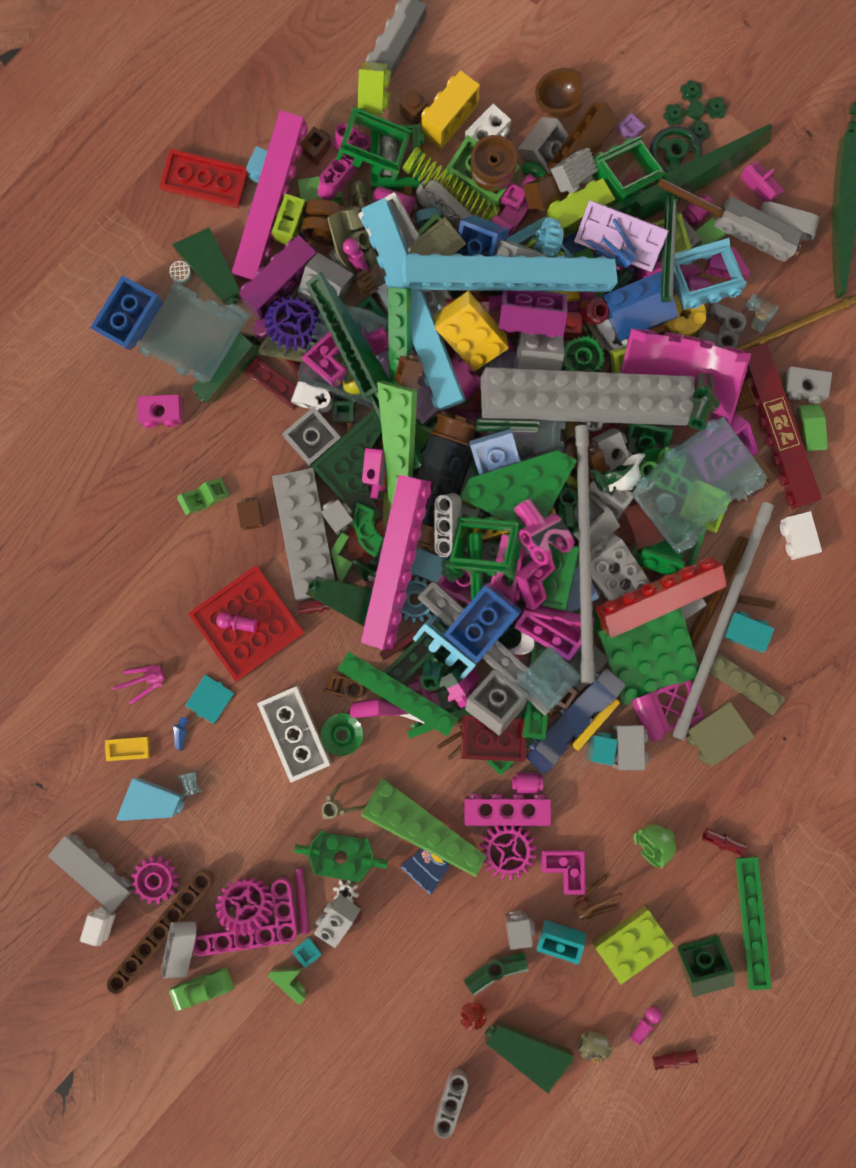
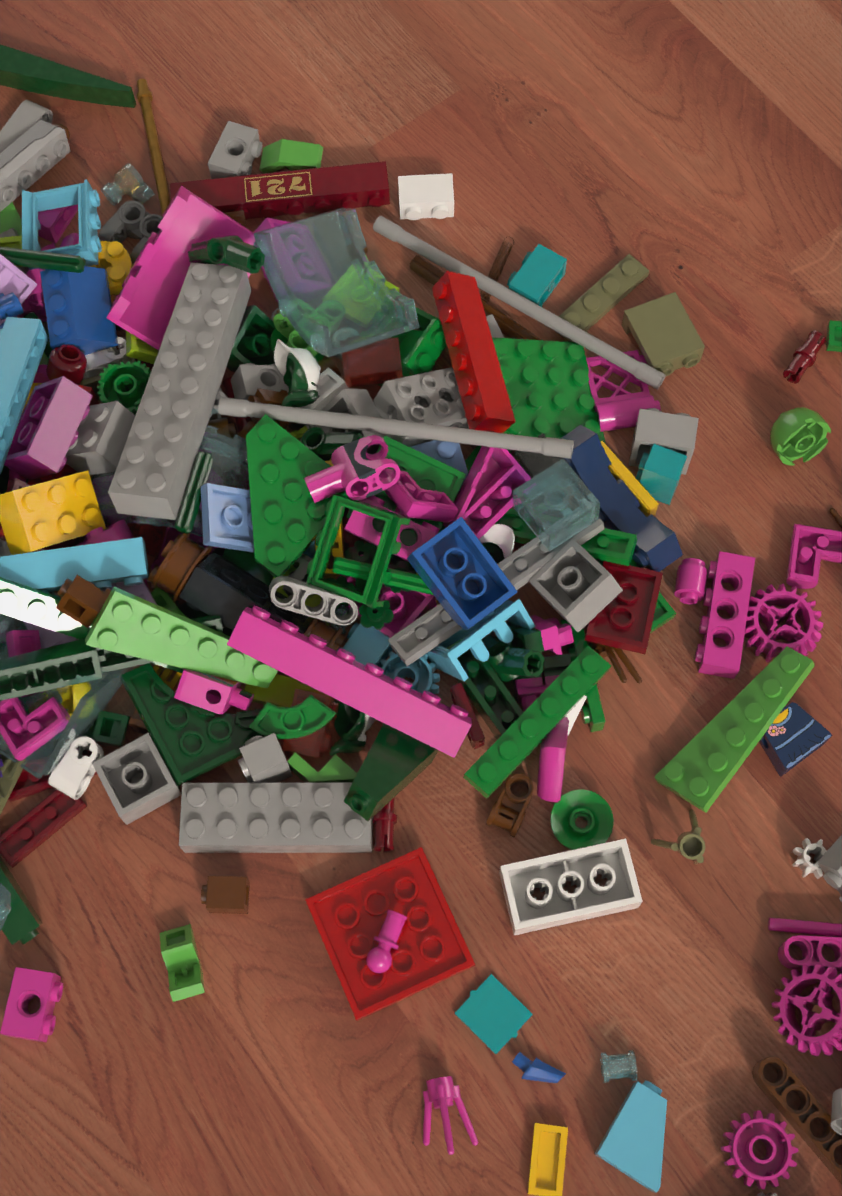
camera: 80 degrees left, 15 degrees down
(327, 845) = (761, 830): green plate -> none

